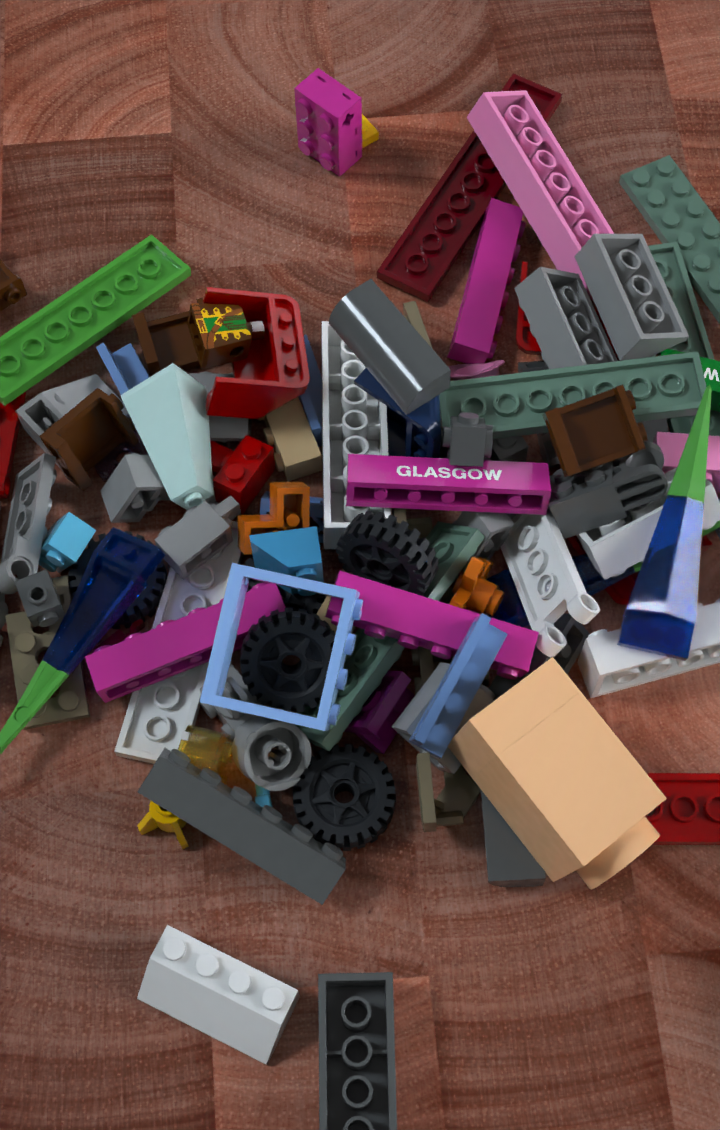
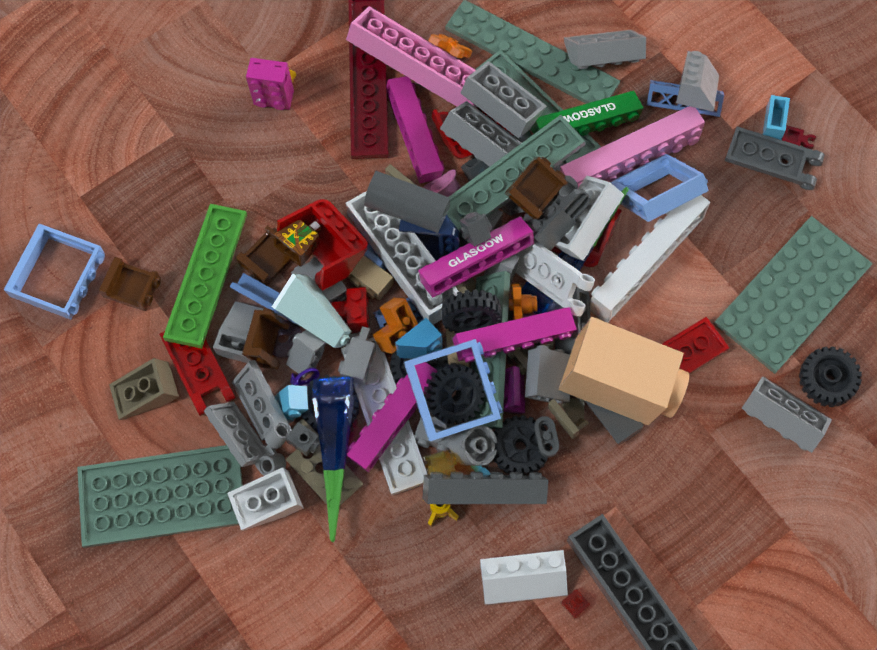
camera: 30 degrees left, 5 degrees up
(102, 515) = (295, 379): none -> dark purple piece
(268, 1085) = (575, 603): none -> clear red tile
(385, 805) = (546, 437): none -> dark grey plate
(458, 687) = (549, 357): medium blue fence -> none
(608, 200) = (450, 46): none -> orange plant
(665, 593) = (618, 250): clear blue plate -> none

